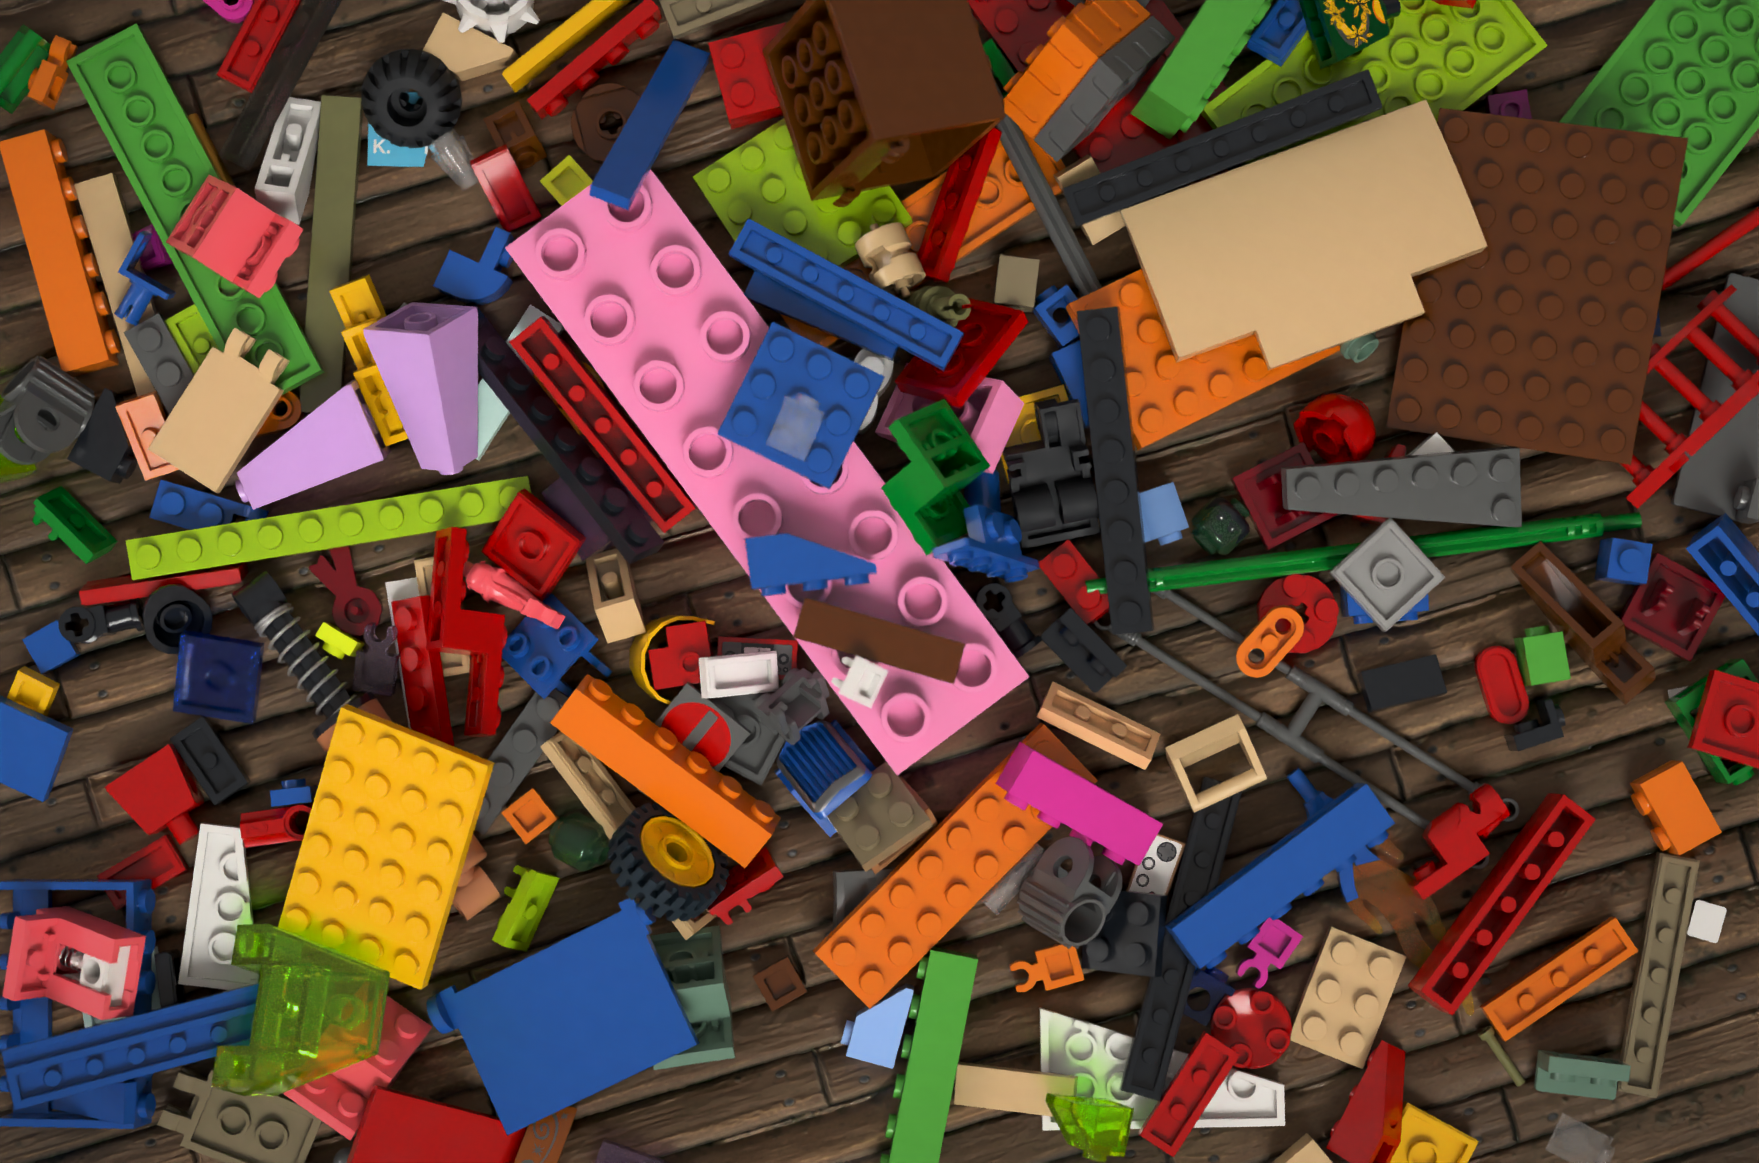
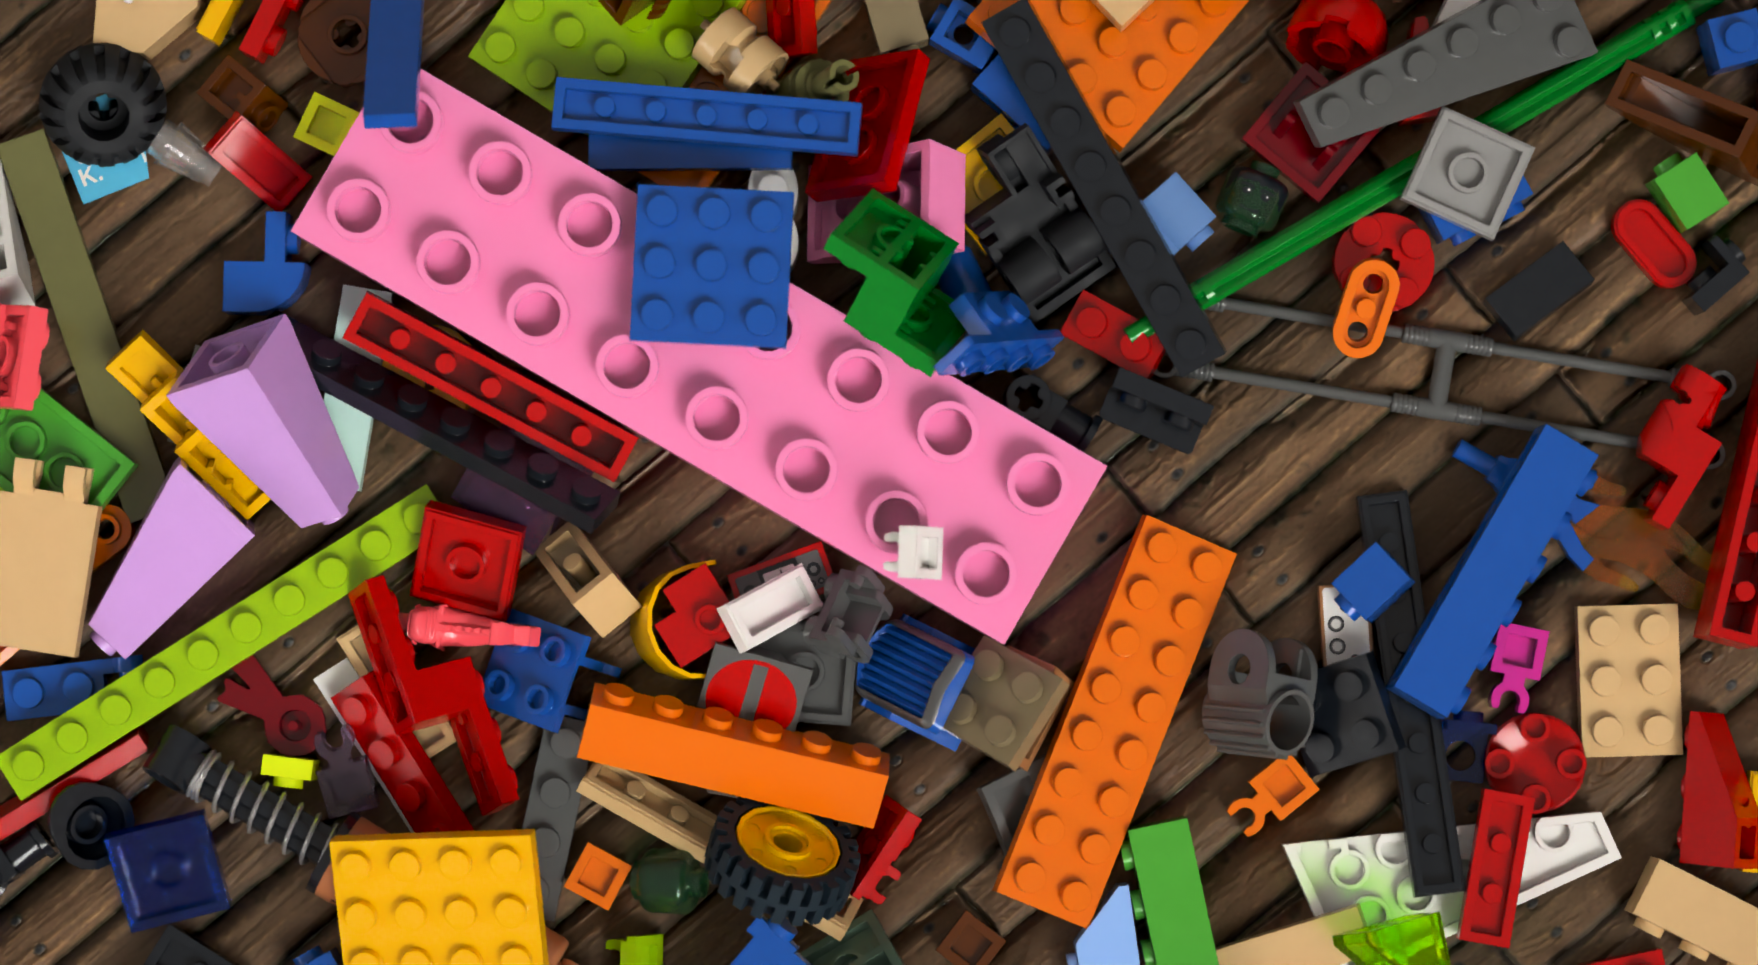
camera: 30 degrees left, 0 degrees up
(790, 560) = (781, 447): blue slope -> none
(796, 426) = (718, 292): clear bracket -> none
(879, 640) = (918, 497): reddish brown tile -> none
(1012, 881) = (1188, 712): clear pin -> none
(1079, 804) = (1226, 589): dark pink brick -> none
(1098, 725) = (1210, 489): light nougat plate -> none
(1187, 846) = (1371, 584): none -> blue brick
(1206, 744) = (1344, 457): tan tile -> none

